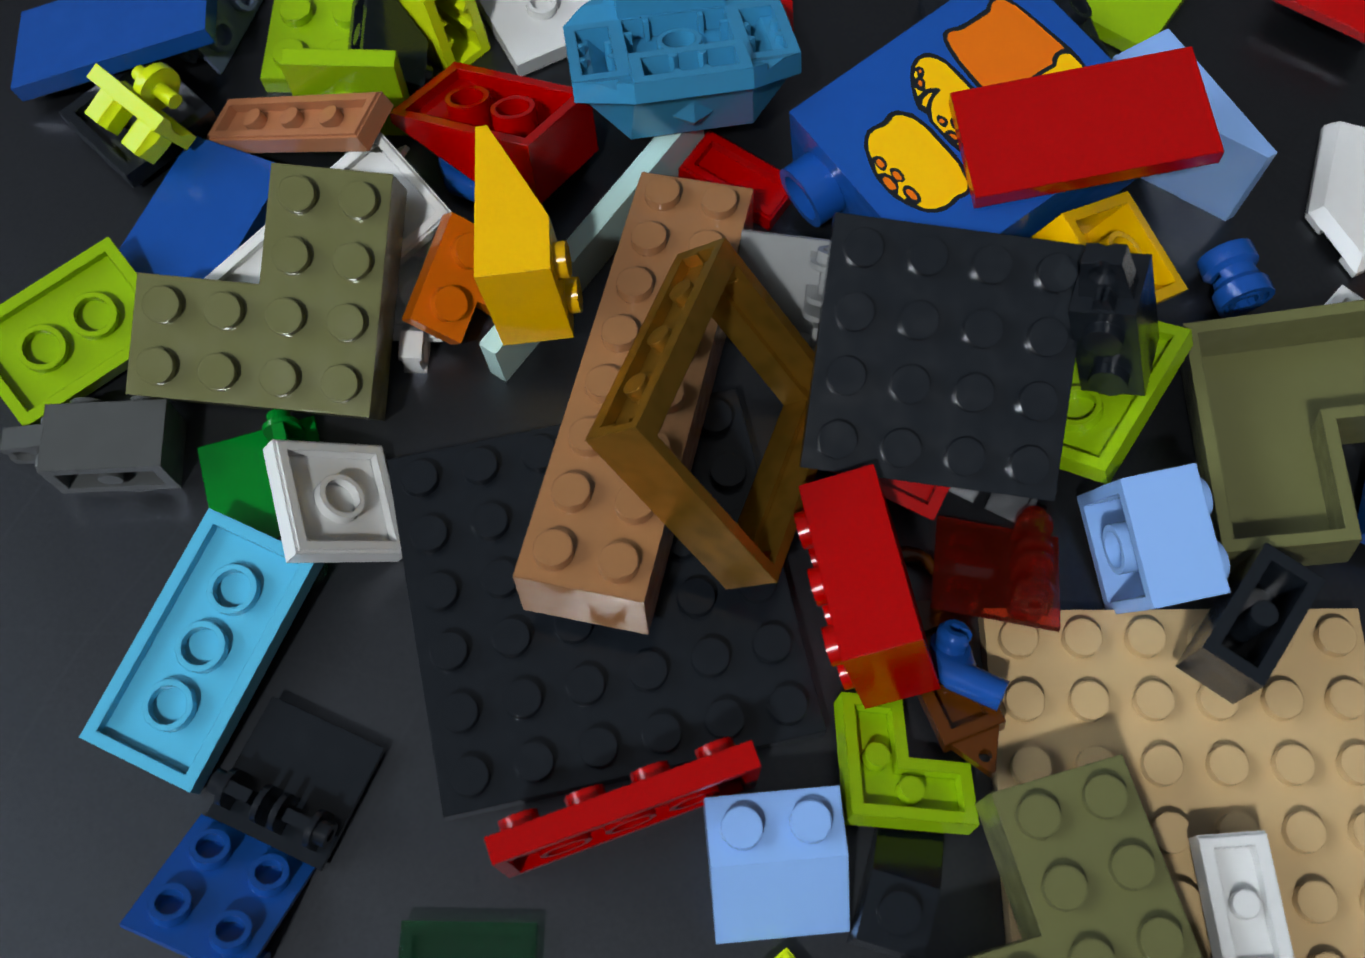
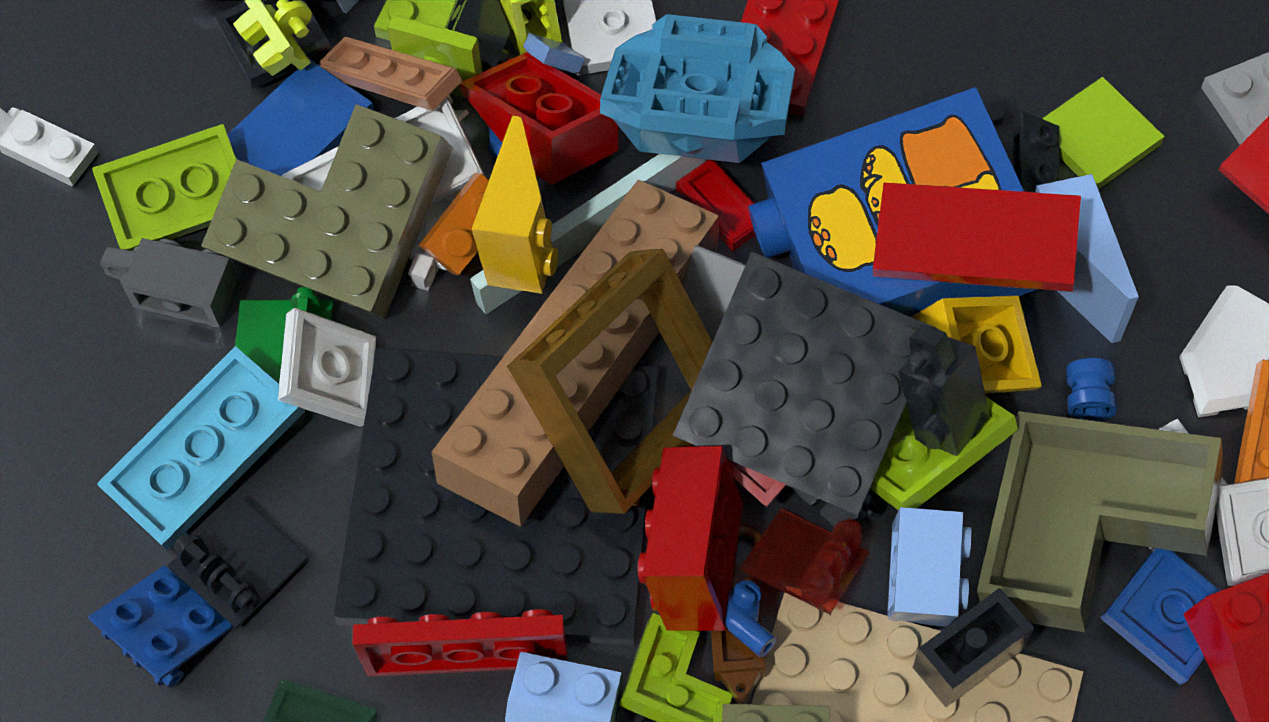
camera: 20 degrees right, 5 degrees down
(486, 55) = (553, 53): none -> medium blue tile

